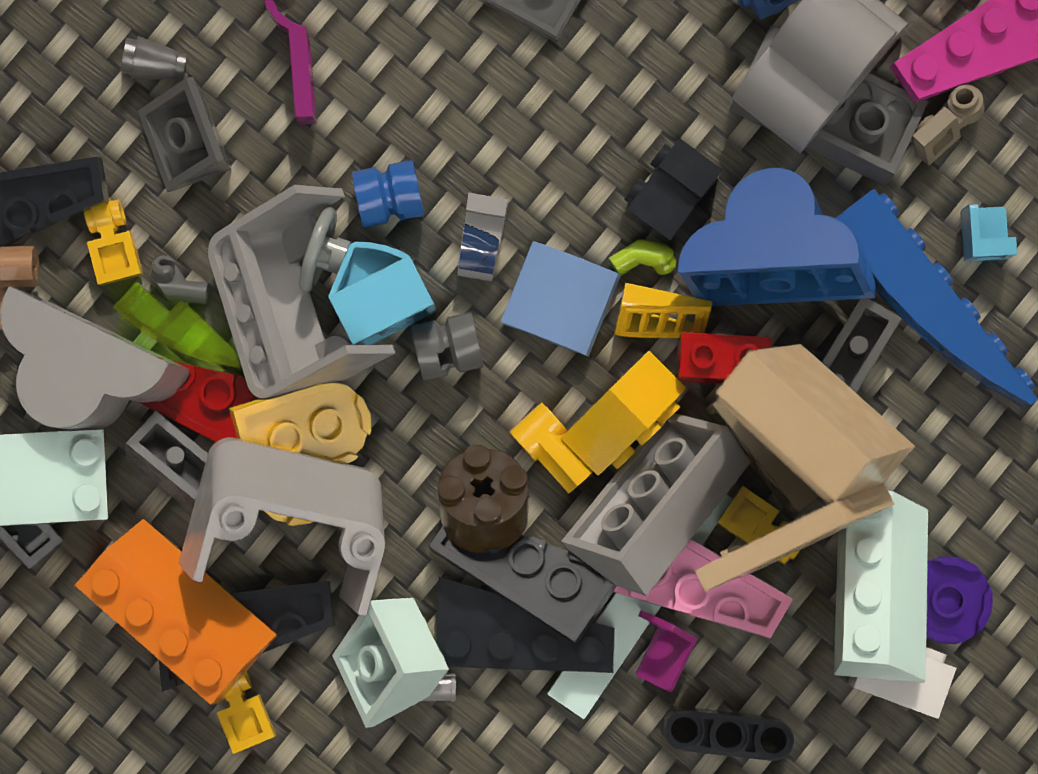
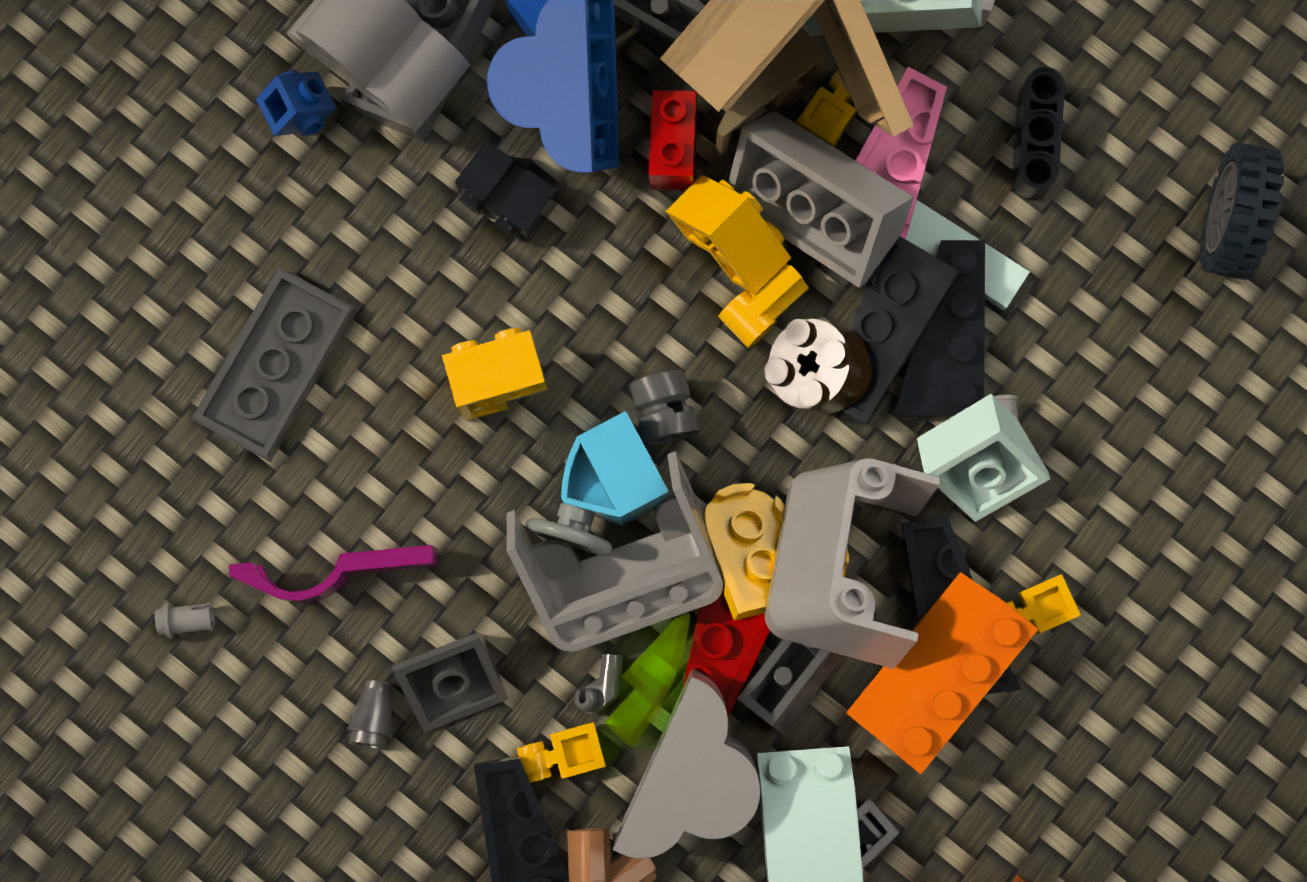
camera: 85 degrees left, 5 degrees down
(387, 193) = (510, 469): blue wheel -> none
(479, 175) = (493, 372): none -> yellow brick
(482, 236) = (567, 379): leg -> none
(560, 298) = (614, 300): medium blue slope -> none
(639, 302) = (628, 214): yellow slope -> none
(644, 252) = (567, 217): lime arm -> none
(665, 654) = (963, 194): magenta bracket -> none

